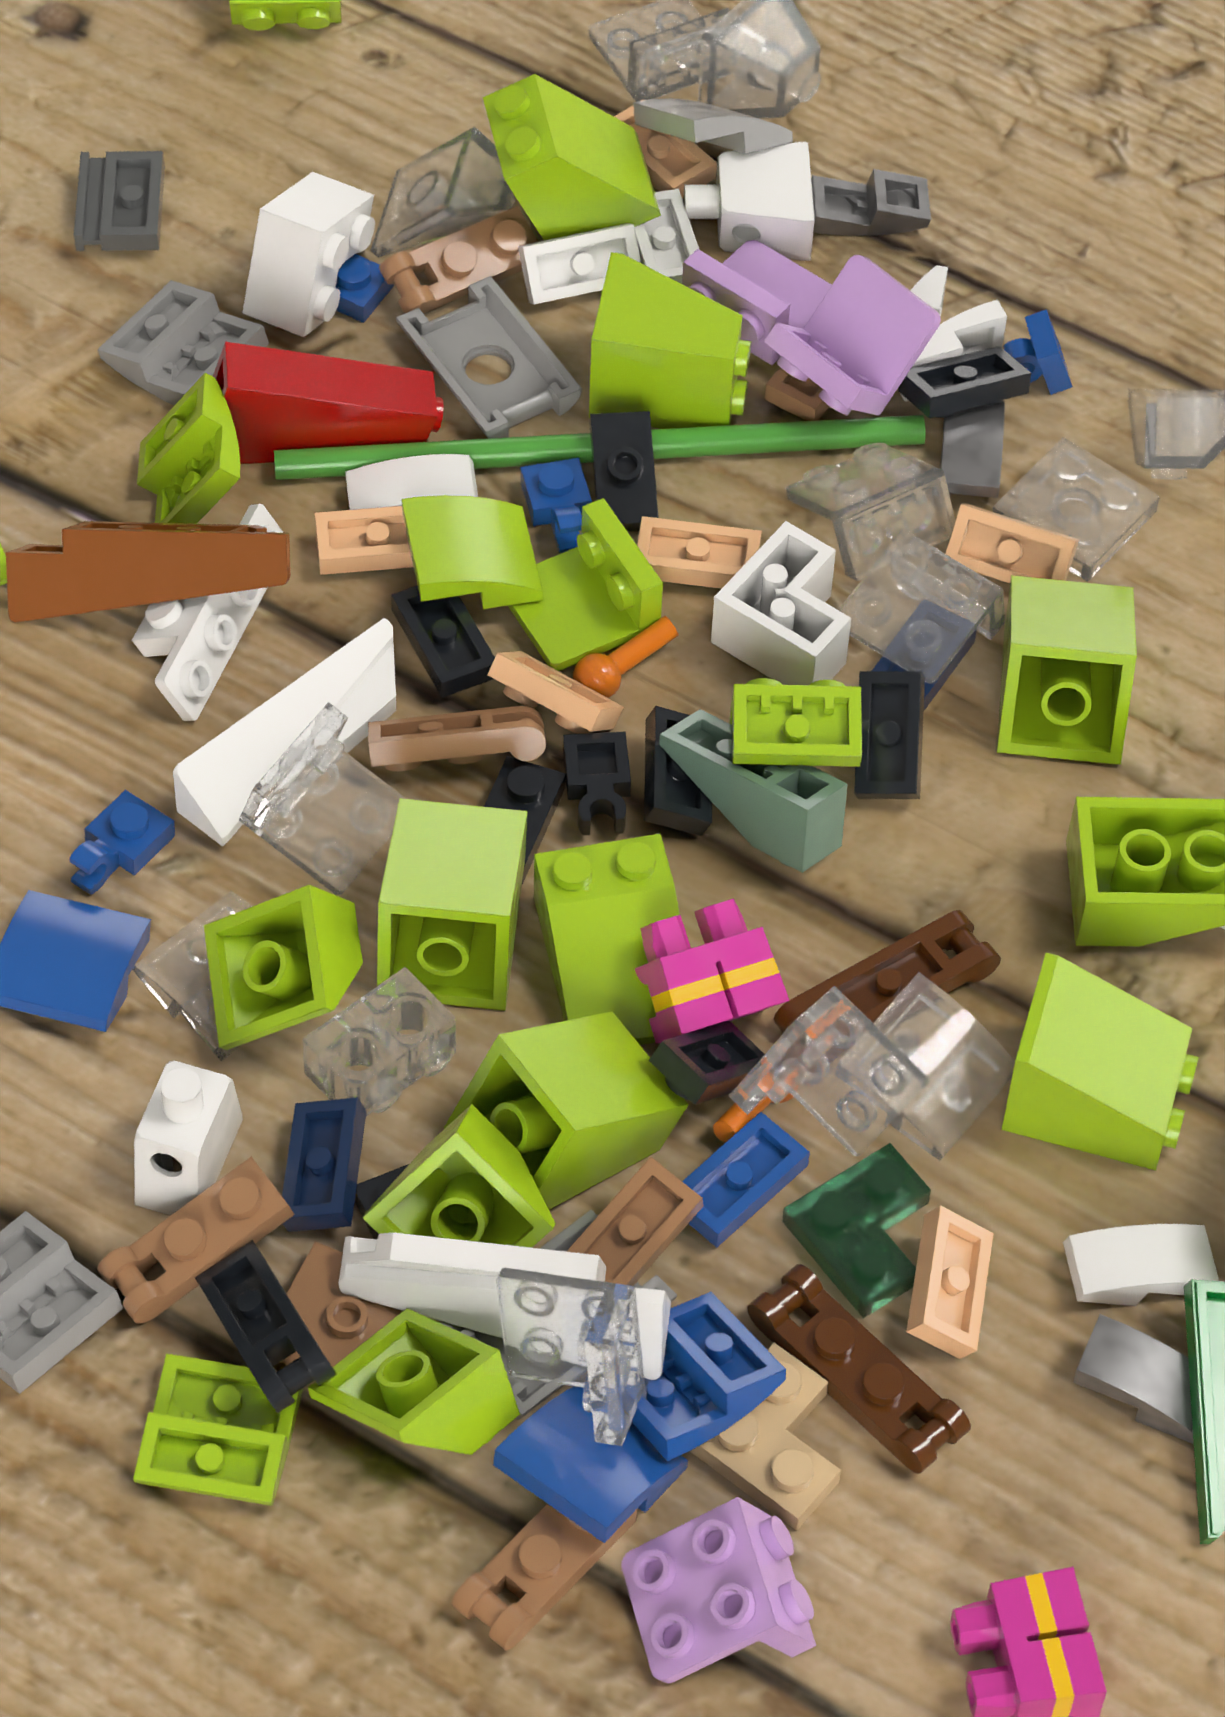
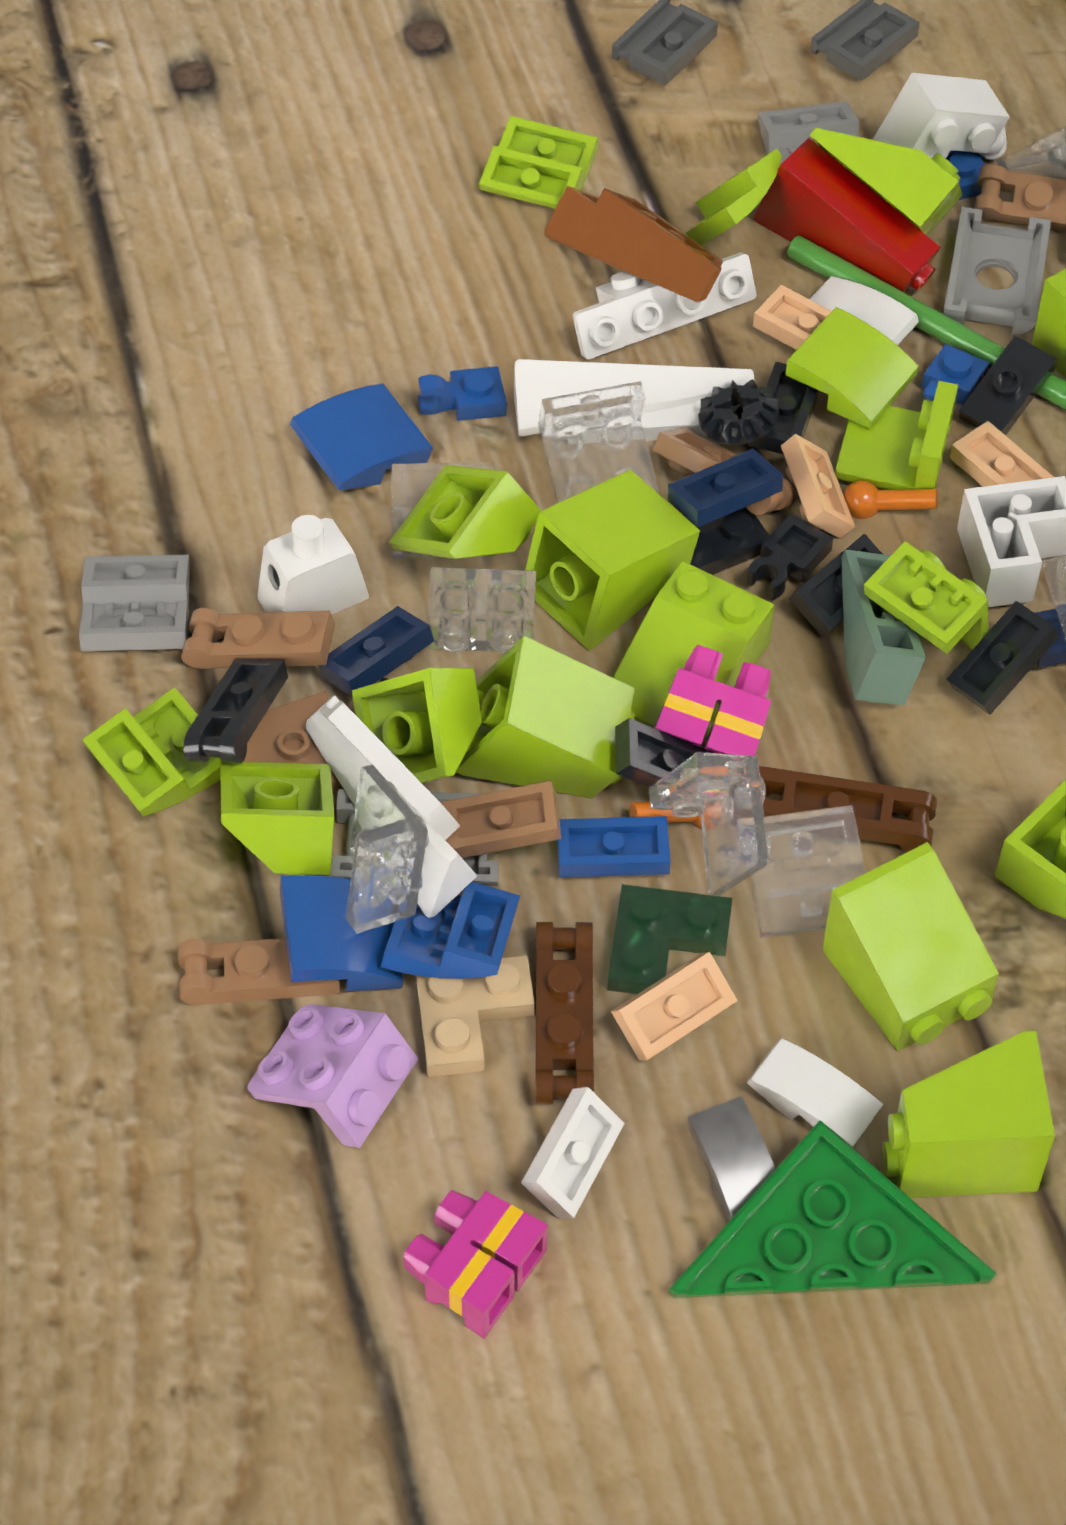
camera: 45 degrees right, 0 degrees up
(358, 323) = (904, 177): none -> lime slope
(417, 692) = (758, 414): none -> black gear
(505, 752) = (725, 487): none -> dark blue plate
(1008, 1488) = (573, 1153): none -> white plate

